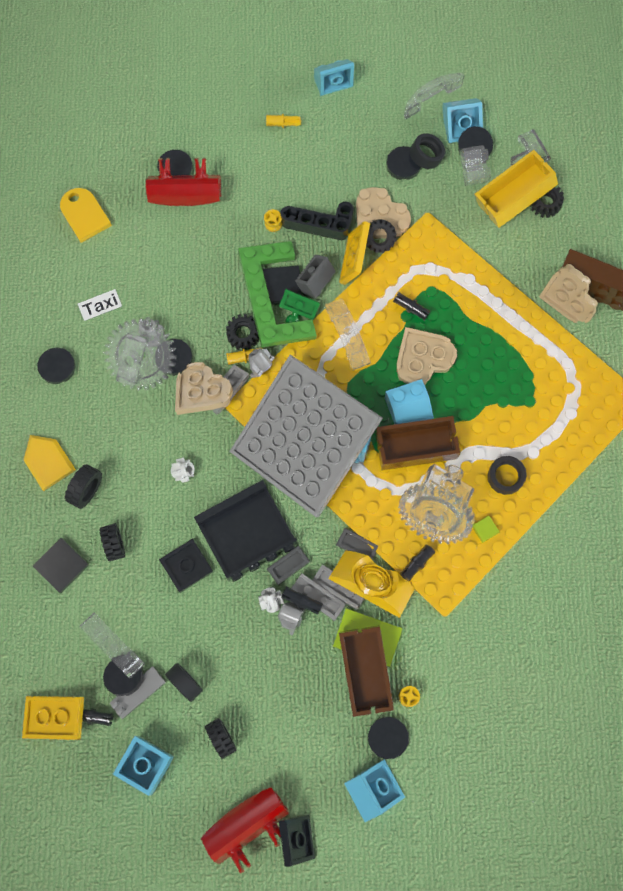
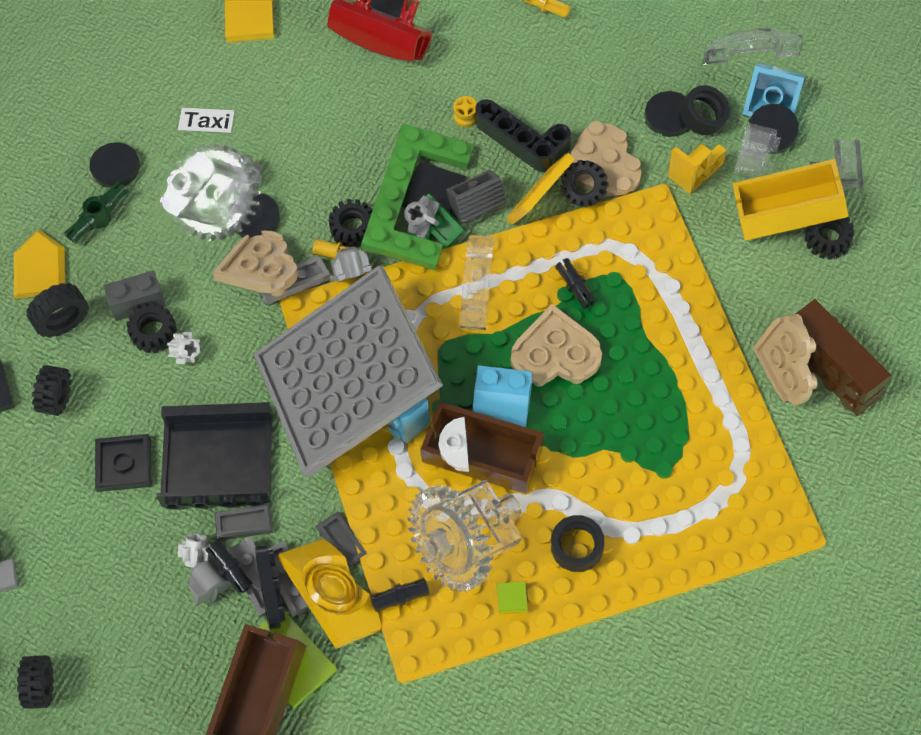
camera: 30 degrees right, 10 degrees down
(63, 414) = (102, 203): none -> dark green pin
(127, 450) = (132, 292): none -> dark grey brick
(151, 455) = (146, 315): none -> black tyre
(183, 682) = (33, 593): black tyre -> none
(289, 306) = (421, 216): none -> light grey piece
(334, 600) = (269, 586): none -> black plate
(404, 452) = (454, 445): none -> white plate
(440, 192) = (693, 169): none -> yellow panel

